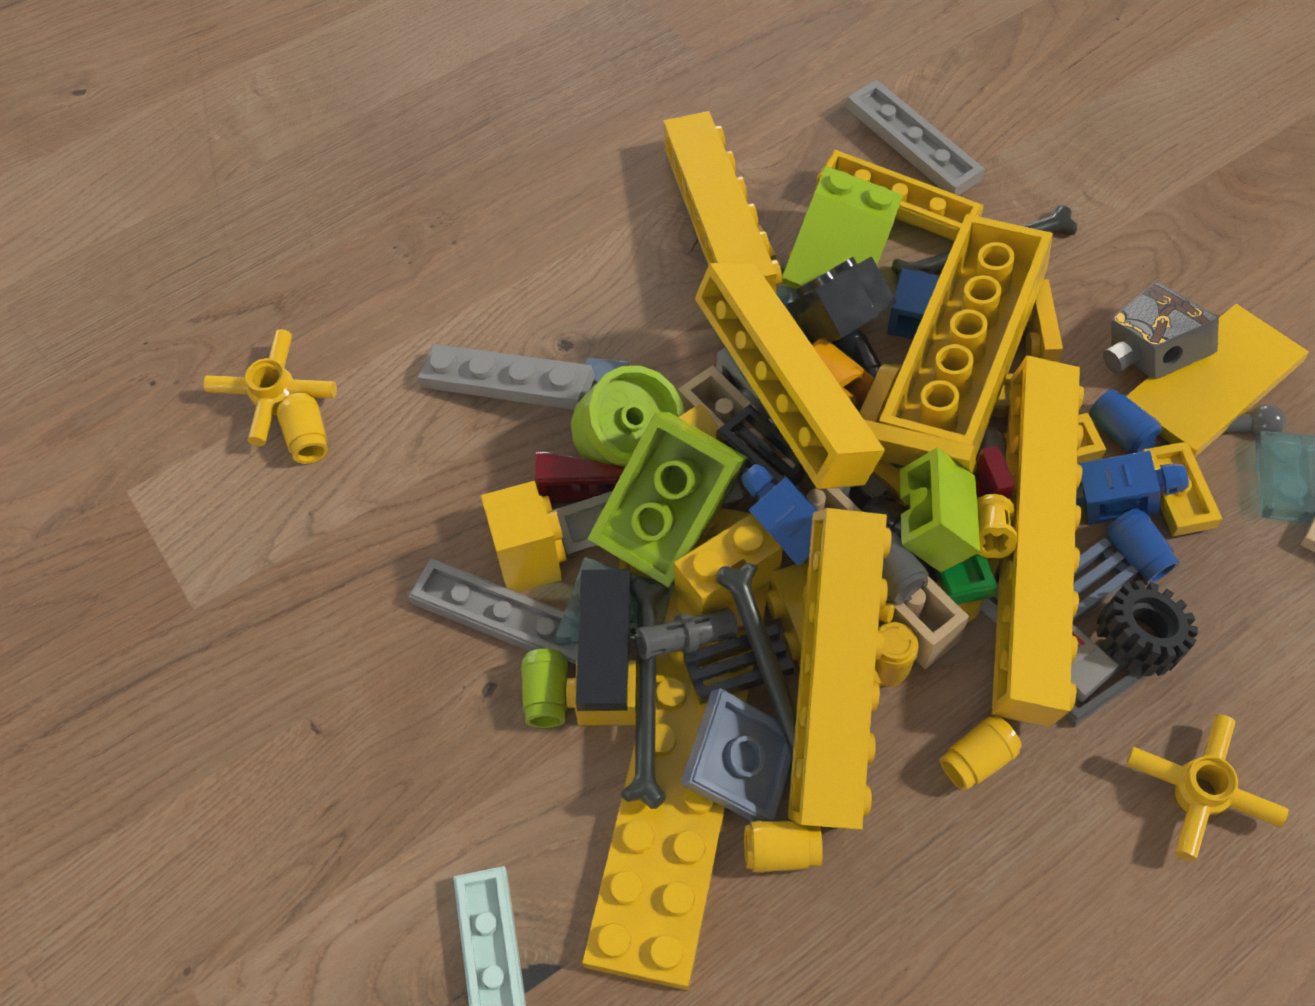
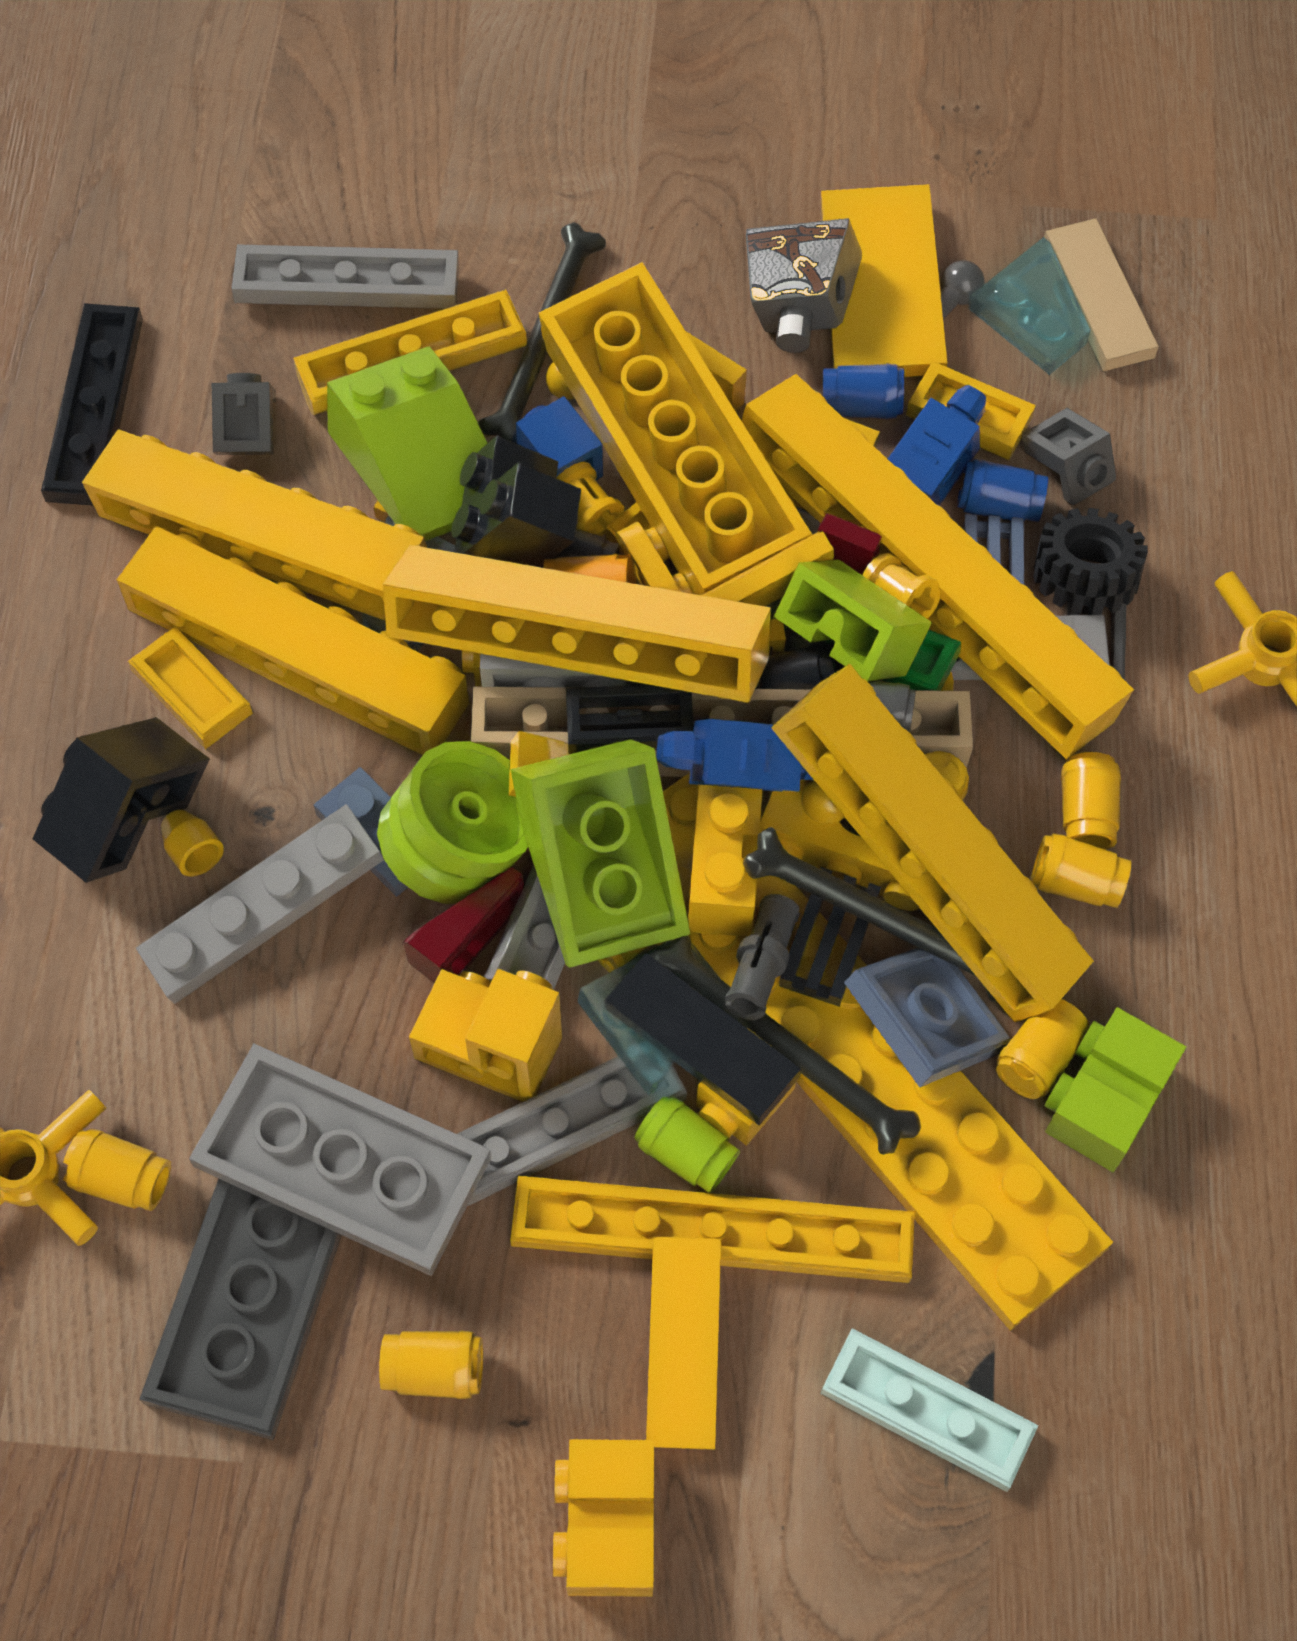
camera: 55 degrees left, 5 degrees up
(283, 814) = (609, 1518): none -> yellow brick
(288, 540) = (241, 1314): none -> dark grey tile
(309, 654) = (432, 1363): none -> yellow piece
(386, 521) = (341, 1159): none -> light grey plate
(419, 776) = (683, 1343): none -> yellow tile
(509, 261) = (112, 790): none -> black brick
(512, 749) = (751, 1229): none -> yellow tile
(514, 323) = (190, 843): none -> yellow hose
(604, 258) = (190, 687): none -> yellow tile
(670, 273) = (294, 640): none -> yellow brick
(732, 93) = (91, 398): none -> black tile
(780, 157) = (243, 415): none -> dark grey bracket
(792, 910) = (1113, 1089): none -> lime brick
(895, 340) = (595, 506): none -> yellow bush
(925, 782) = (1080, 871): none -> yellow piece
(1215, 567) = (1075, 451): none -> dark grey bracket

